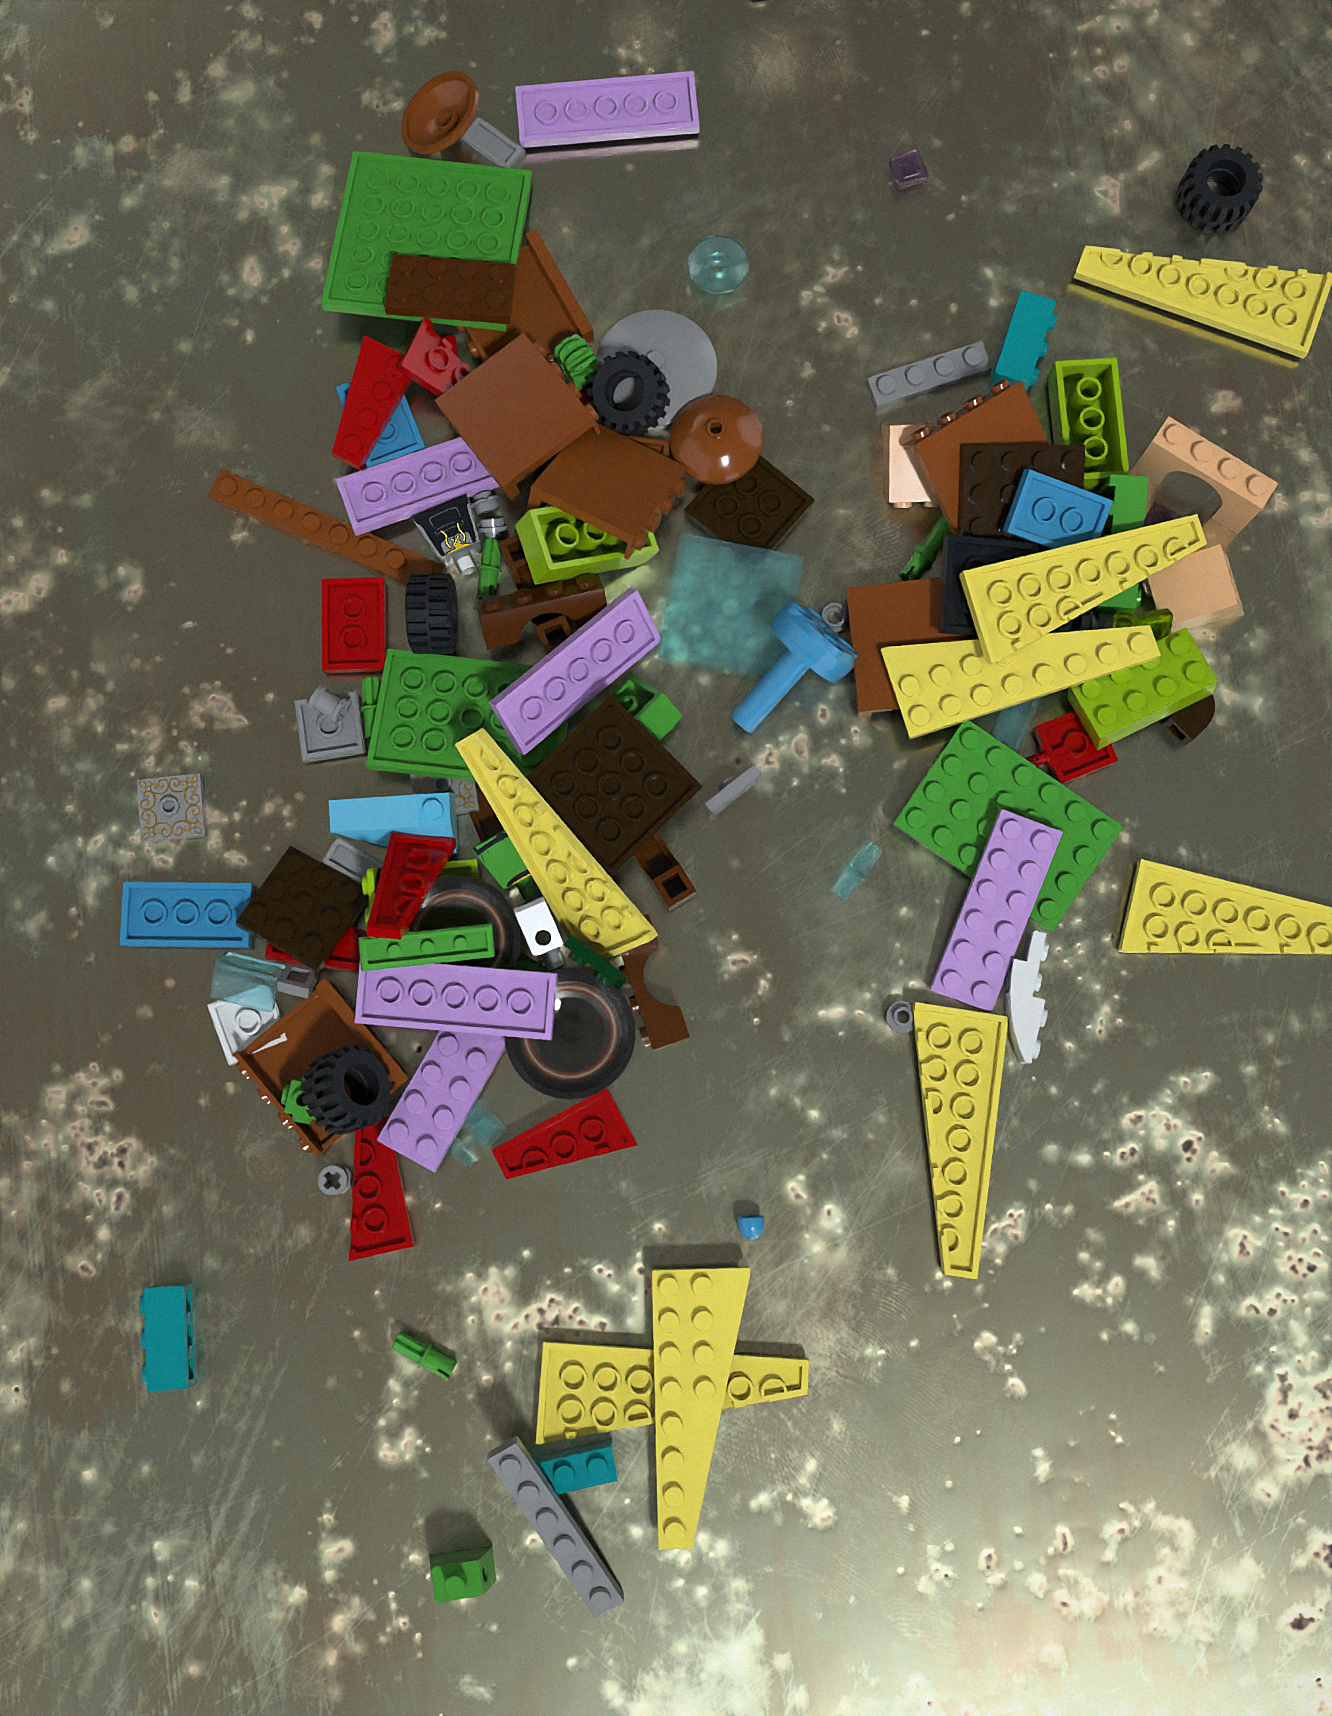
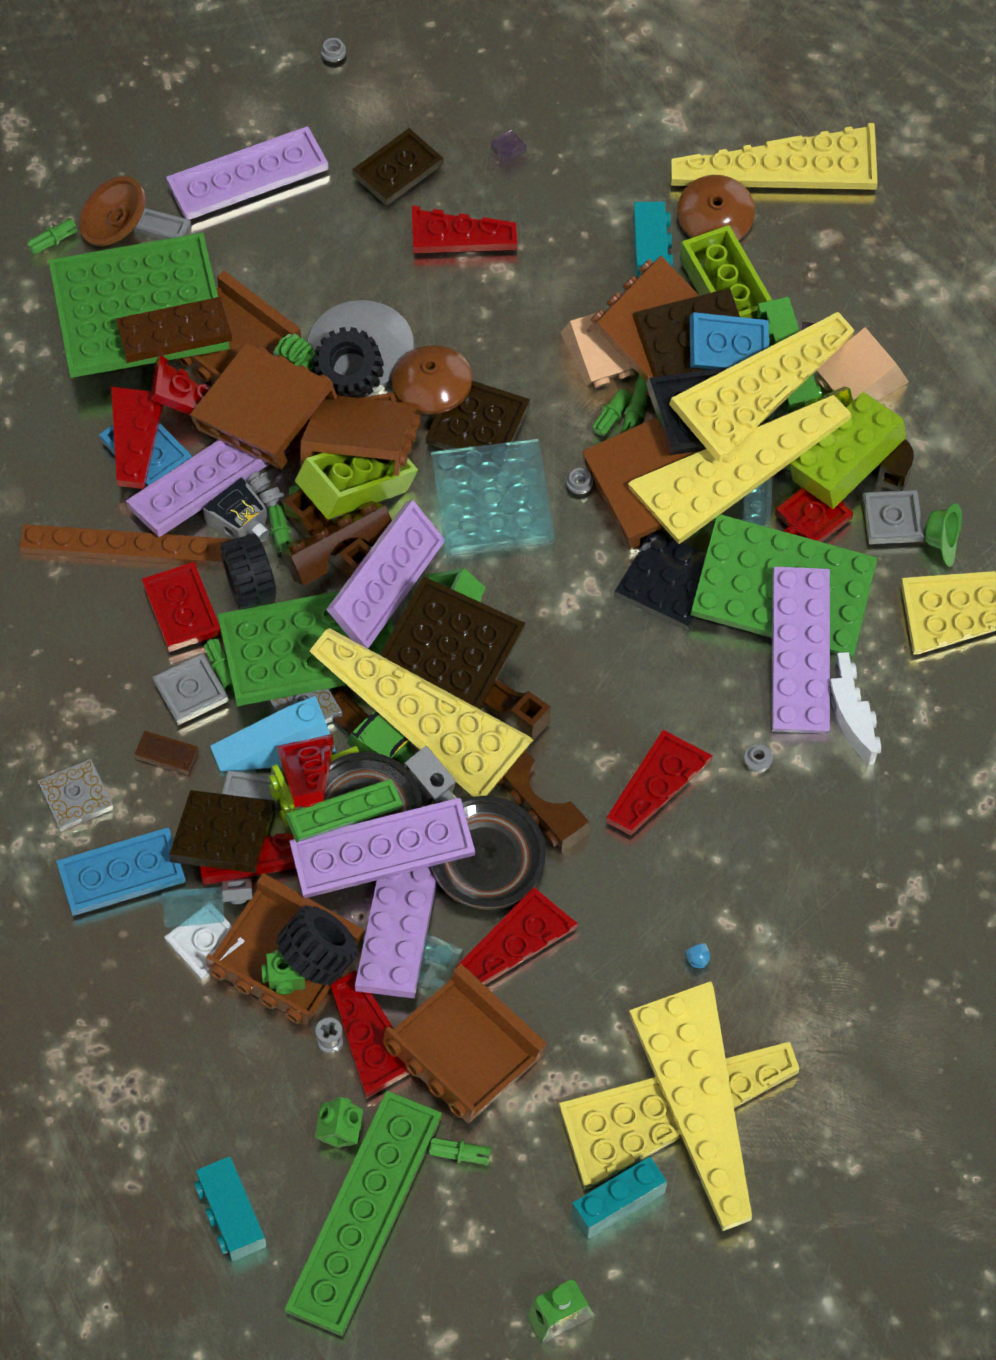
camera: 20 degrees left, 20 degrees down
(281, 791) = (166, 752): none -> reddish brown tile
(302, 1388) = (363, 1213): none -> bright green plate
(309, 1284) = (339, 1122): none -> bright green brick
(329, 704) = (186, 666): light grey bush -> none
(367, 121) = (52, 236): none -> bright green axle
(466, 1244) = (465, 1045): none -> dark orange panel
(555, 1526) = (629, 1236): light grey plate -> none
(605, 971) = (497, 785): dark green plate -> none
(718, 252) = (379, 248): clear light blue dish -> none
(731, 790) = (548, 632): light grey plate -> none
(776, 155) = (397, 166): none -> dark brown plate
(789, 1002) = (658, 778): none -> red wing
(803, 259) = (450, 233): none -> red wing
(809, 645) = (570, 496): dark azure piece -> none
(856, 870) = (675, 660): clear light blue axle -> none
(881, 768) = (663, 579): none -> black plate
(899, 544) = (611, 412): none -> bright green axle
(928, 375) = (584, 286): light grey plate -> none
(960, 1090) = (830, 797): light yellow wing -> none
(1089, 328) = (699, 214): none -> dark orange dish
(1161, 778) = (893, 517): none -> light grey plate
(1207, 817) = (943, 531): none -> bright green piece
(1225, 167) = (764, 75): black tyre -> none
(1238, 484) = (863, 282): light nougat arch -> none

